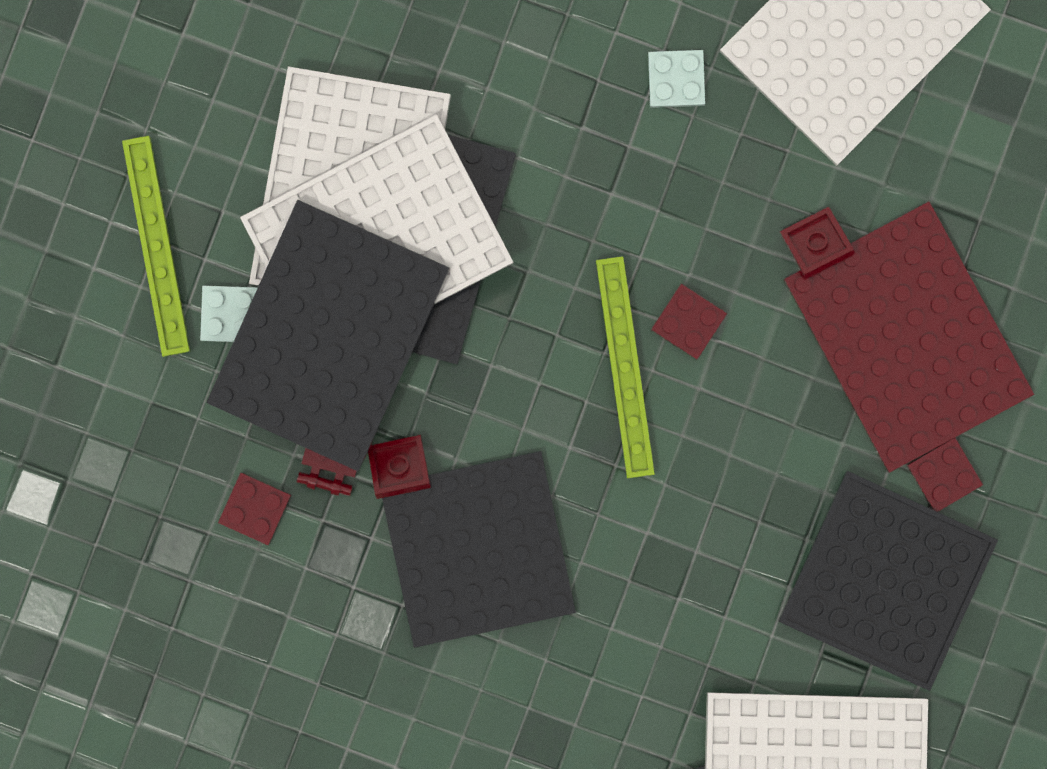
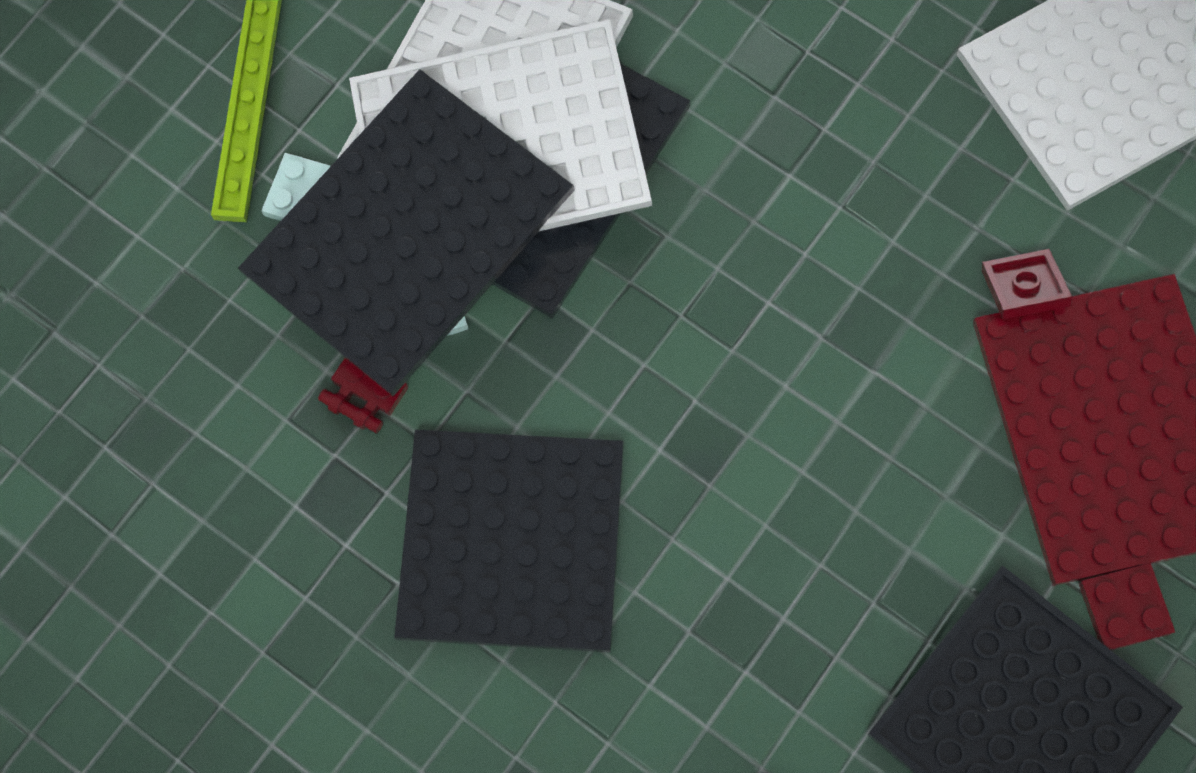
camera: 20 degrees right, 15 degrees down
(254, 508) = (258, 418): dark red plate -> none
(398, 467) = (444, 411): dark red plate -> none
(625, 367) = (752, 373): lime plate -> none
(676, 78) = (899, 69): light aqua plate -> none
(689, 321) = (845, 339): dark red plate -> none

